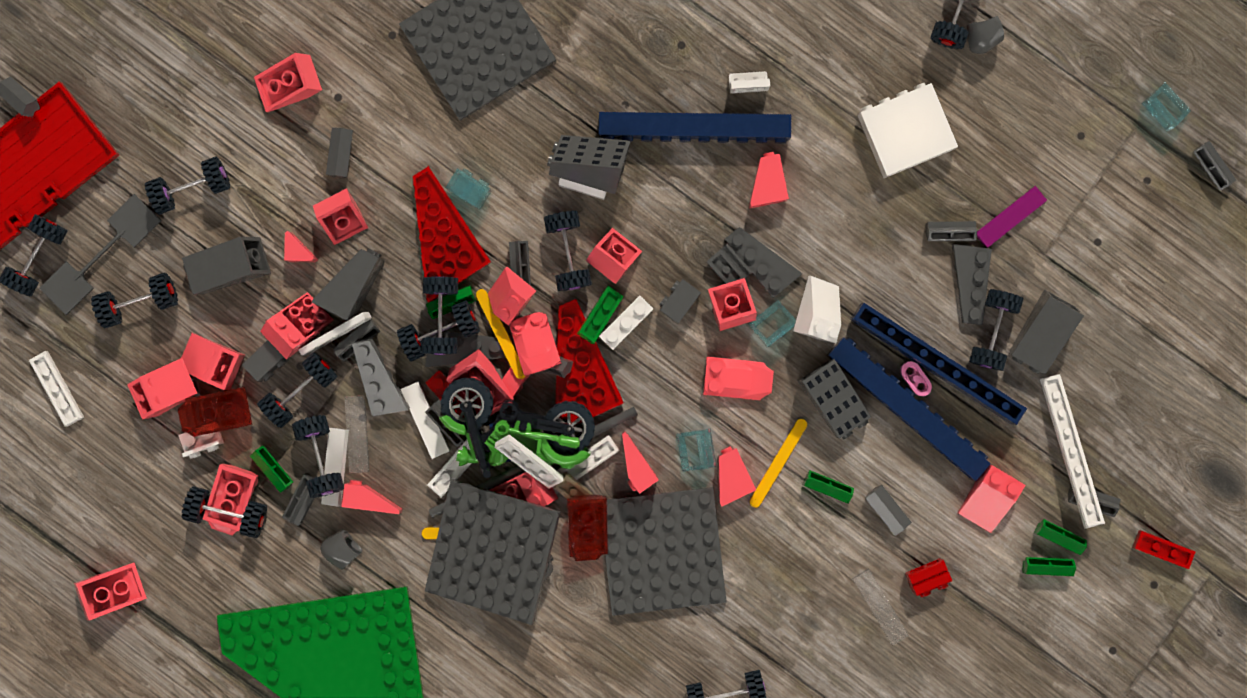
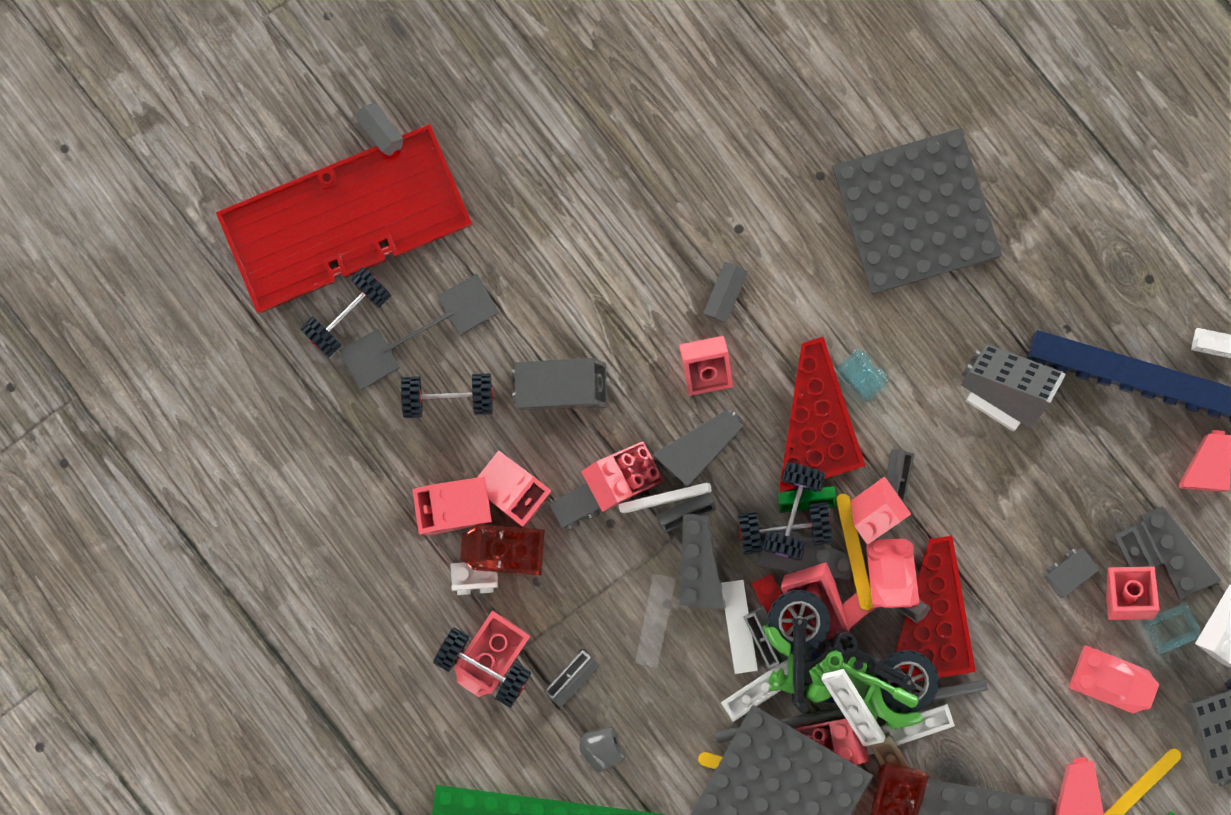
camera: 10 degrees right, 5 degrees down
(56, 388) = (324, 471): white tile -> none
(110, 591) = (321, 721): coral slope -> none
(161, 195) = (509, 283): black axle -> none
(269, 471) = (547, 633): green piece -> none
(276, 410) = (634, 533): black axle -> none
(288, 82) = (688, 196): coral slope -> none
(296, 251) = (646, 391): coral slope -> none
(309, 429) = (608, 667): black axle -> none
(335, 461) = (620, 651): white tile -> none
(365, 498) = (645, 697): coral slope -> none
(562, 222) = (959, 444): black axle -> none
(600, 315) = (975, 562): green plate -> none
(613, 255) = (1008, 499): coral slope -> none
(626, 322) = (1003, 580): white brick -> none
(638, 469) = (972, 750): coral slope -> none
(705, 449) = (1056, 750): clear light blue tile -> none

